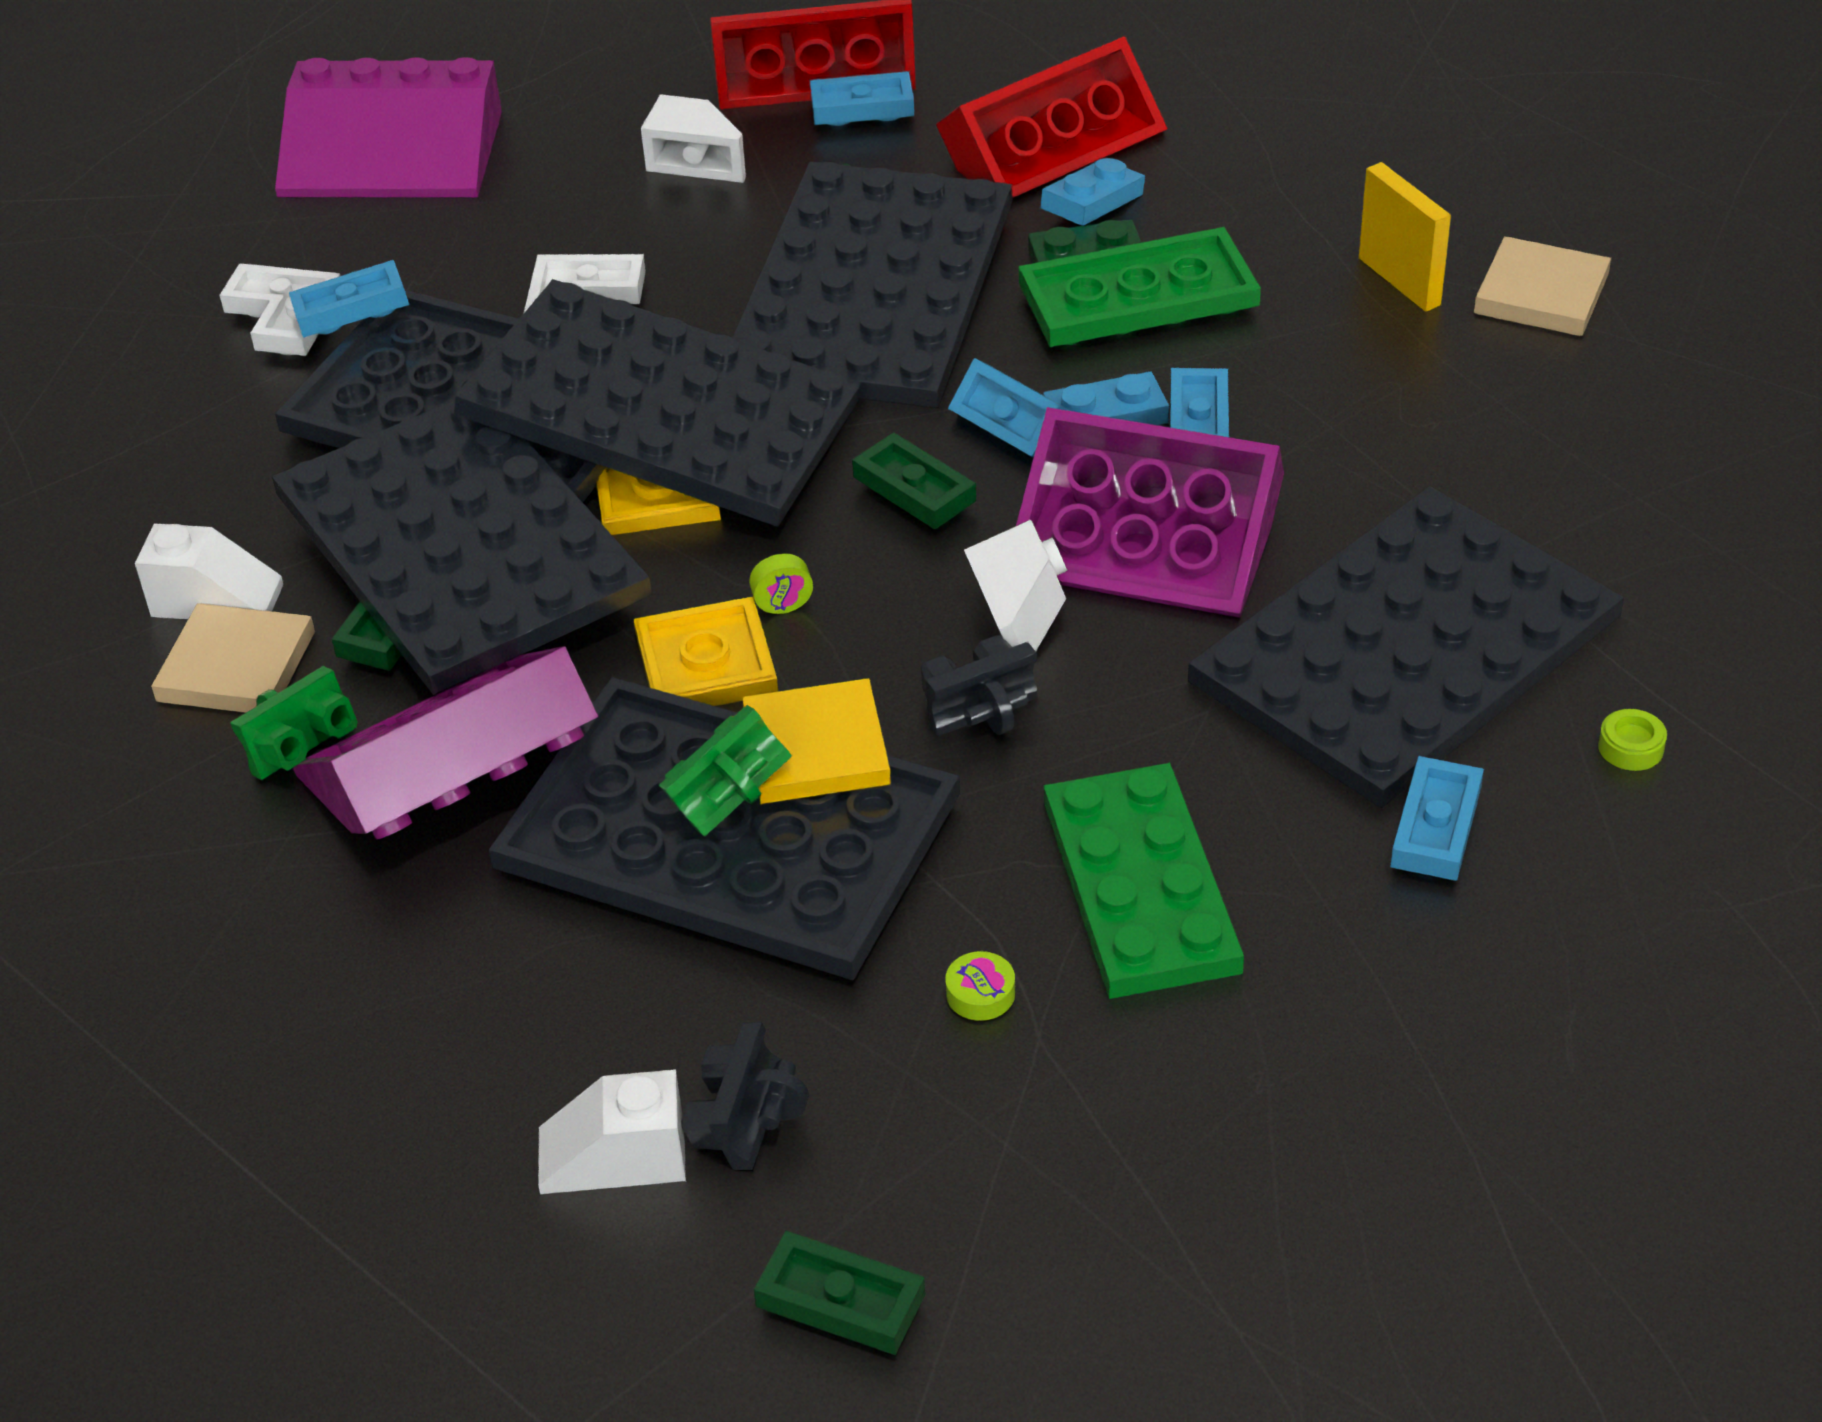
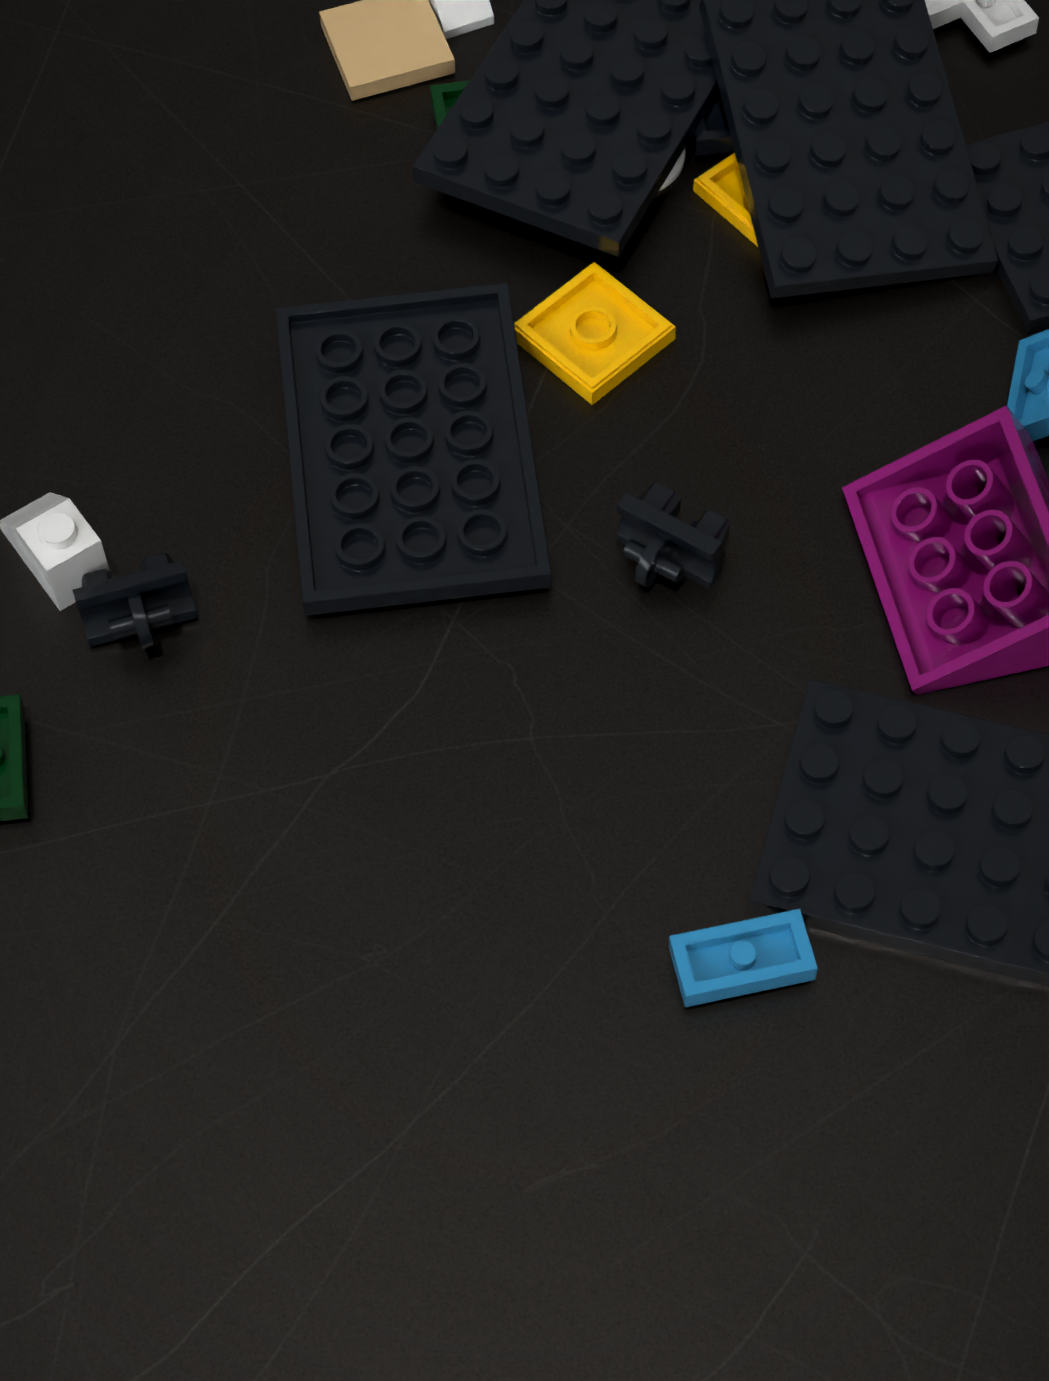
camera: 60 degrees right, 15 degrees up
(293, 722) = (329, 115): green hips -> none
(449, 741) = (352, 216): slope -> none
(725, 770) = (417, 407): green hips -> none
(781, 583) = (697, 336): lime tile -> none
(830, 736) = (514, 453): yellow tile -> none
(914, 480) = (899, 363): dark green plate -> none
(980, 985) = (349, 704): lime tile -> none
(1020, 582) = (799, 506): white slope -> none
(1142, 881) = (537, 763): green plate -> none
(1632, 739) = (964, 1083): lime tile -> none

